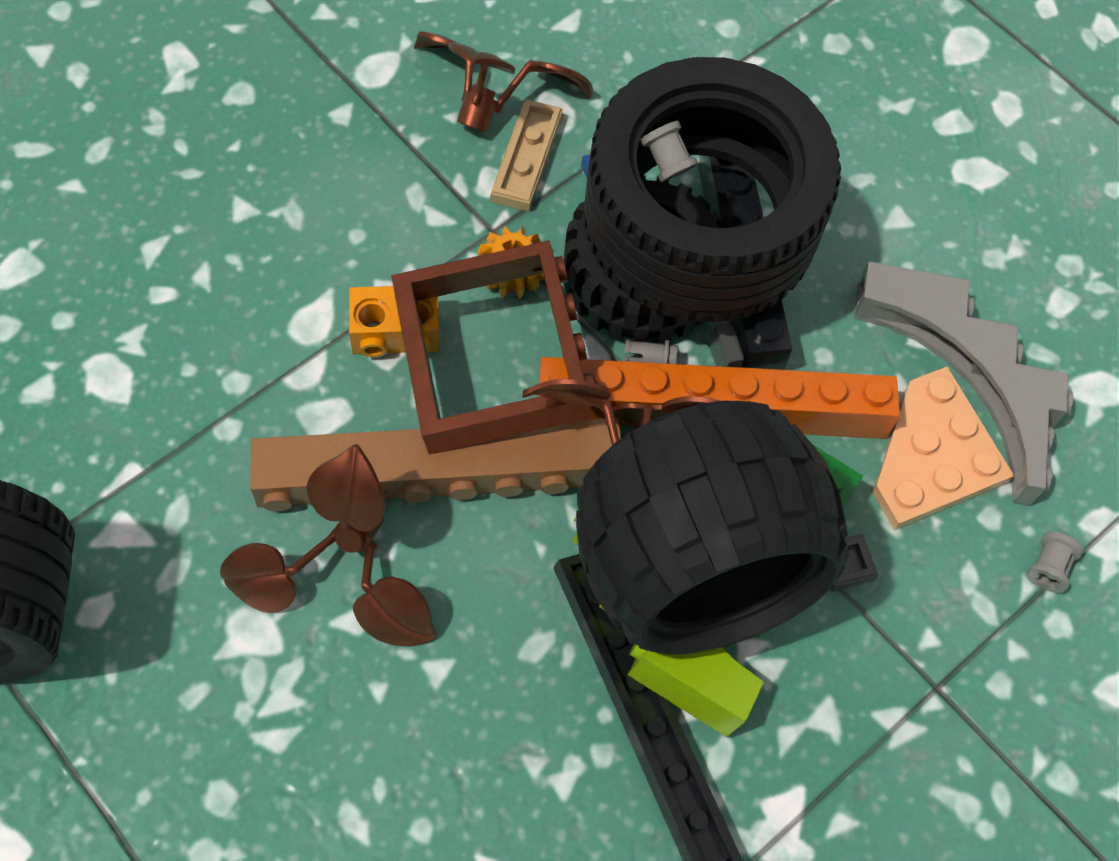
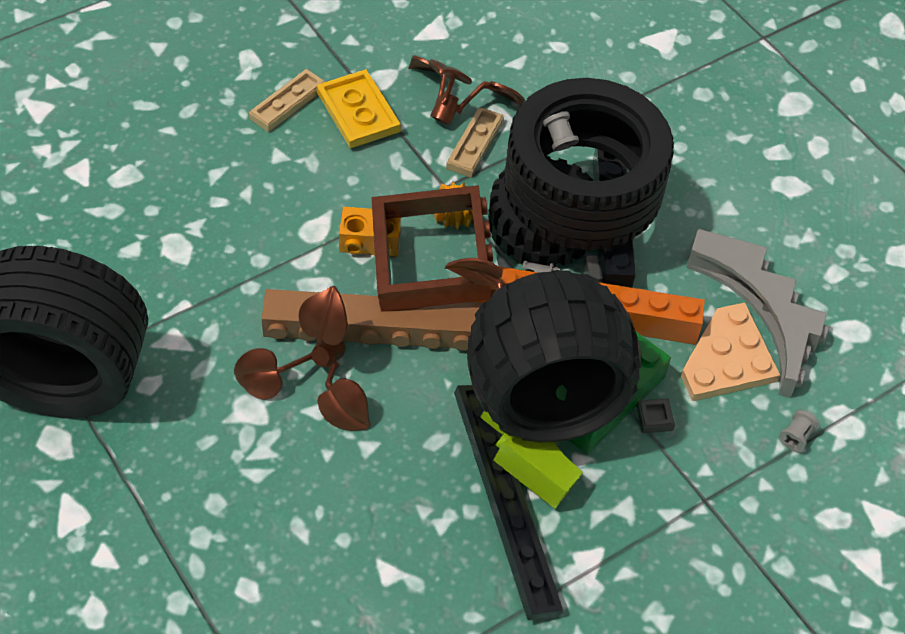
camera: 10 degrees right, 10 degrees down
(243, 119) = (286, 101): none -> tan tile
(350, 121) = (358, 108): none -> yellow plate

